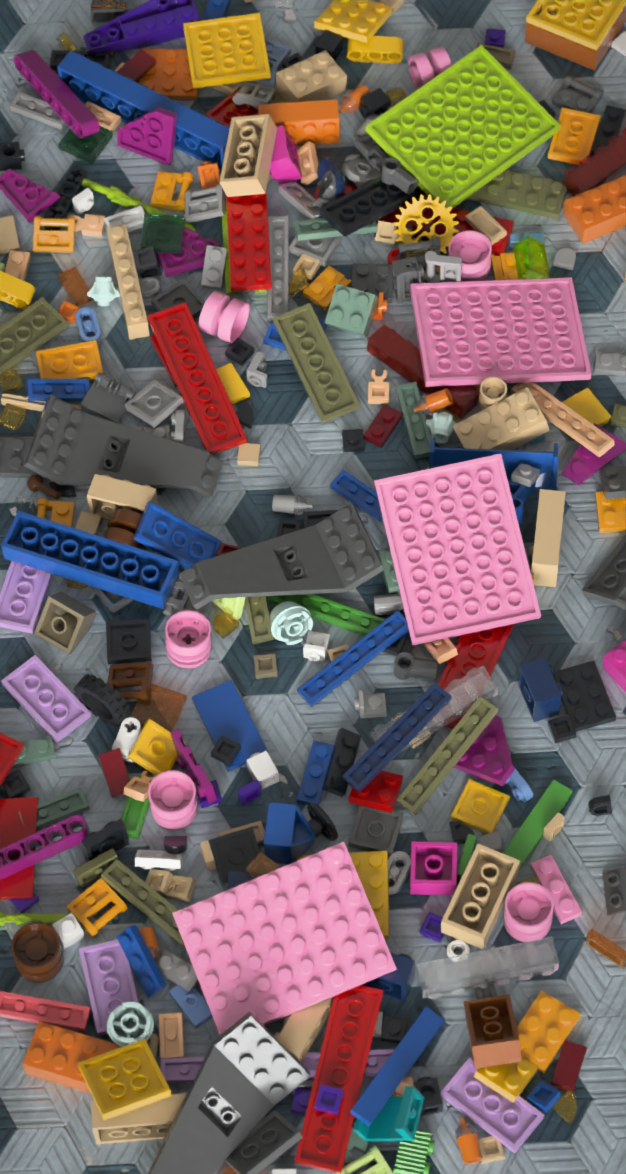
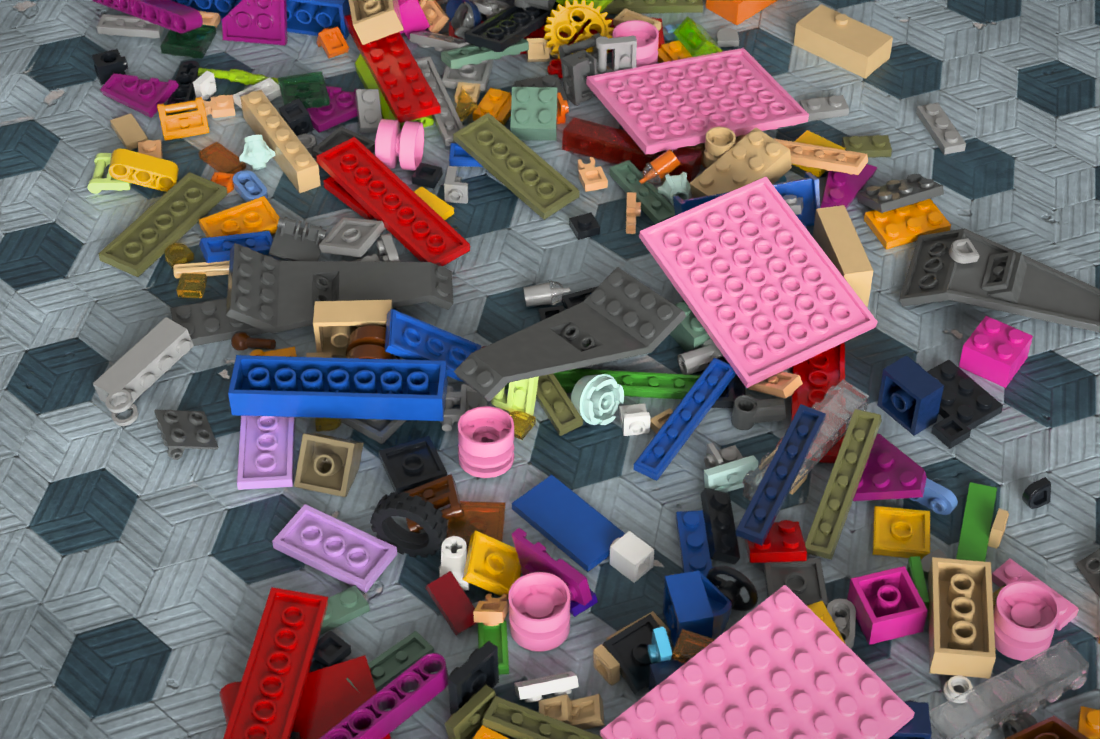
camera: 20 degrees left, 15 degrees down
(65, 490) = (282, 338): black tile -> none
(165, 190) = (289, 57): light orange plate -> none
(175, 844) = (559, 664): black tile -> none
(206, 207) = (338, 62): light grey plate -> none
(225, 750) = (579, 544): black plate -> none
(242, 859) = (660, 647): none -> medium azure plate
(245, 415) = (459, 226): black tile -> none
(248, 454) = (476, 262): tan tile -> none
(249, 792) = (626, 583): dark purple tile -> none
(265, 666) = (584, 453): dark tan tile -> none
(357, 493) = (603, 265): blue plate -> none
(366, 720) = (729, 475): none -> light aqua plate
(383, 426) = (610, 207): dark red plate -> none
(397, 436) = (632, 210): none -> light nougat plate
(432, 927) = (915, 673): dark purple tile -> none
(459, 832) = (888, 561): black tile -> none

